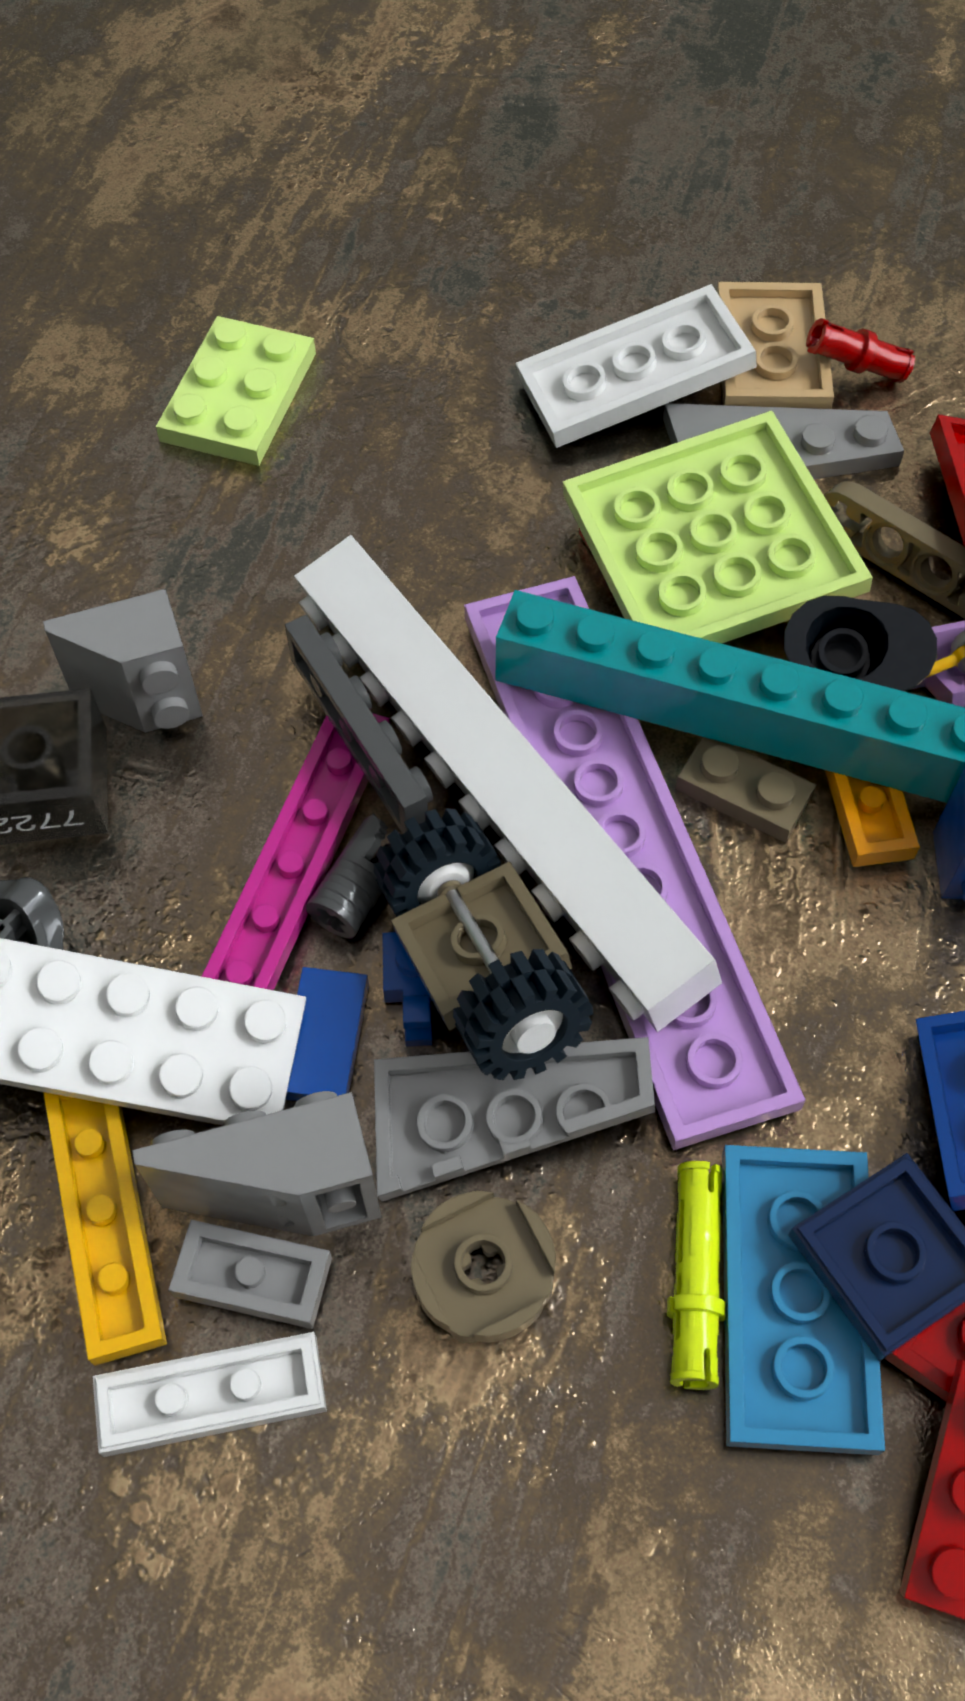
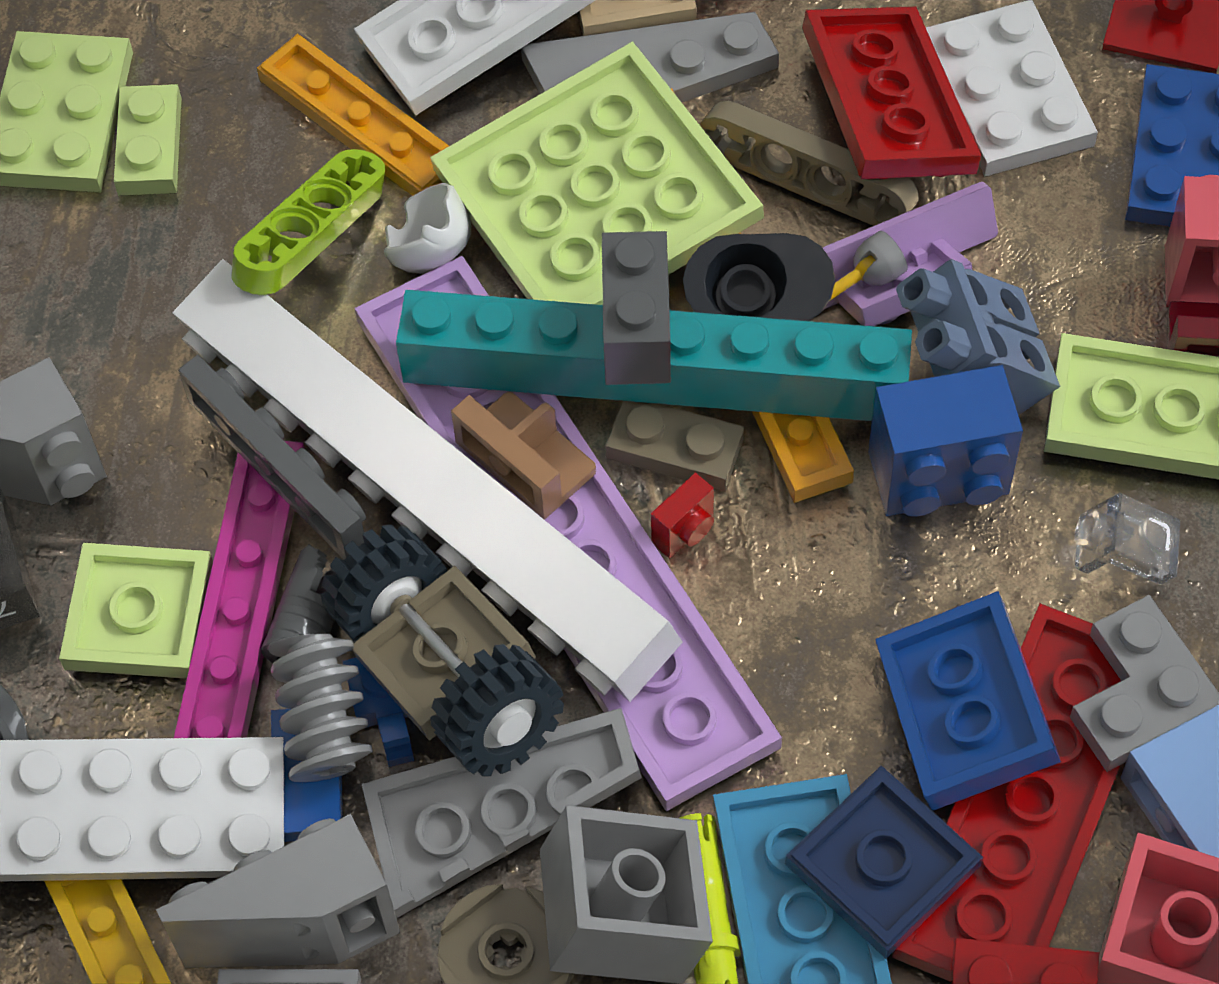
camera: 10 degrees left, 0 degrees up
(196, 844) = (135, 610): none -> yellowish green plate
(310, 427) = (147, 140): none -> yellowish green plate
(346, 973) = (317, 706): none -> light grey piece
(482, 494) = (298, 214): none -> lime beam
(501, 439) = (353, 112): none -> light orange tile
(553, 550) = (433, 231): none -> white hair
(597, 763) = (522, 450): none -> medium nougat panel
(617, 1236) = (624, 895): none -> light grey brick
(739, 643) = (636, 308): none -> dark grey brick
(742, 858) = (683, 516): none -> red plate

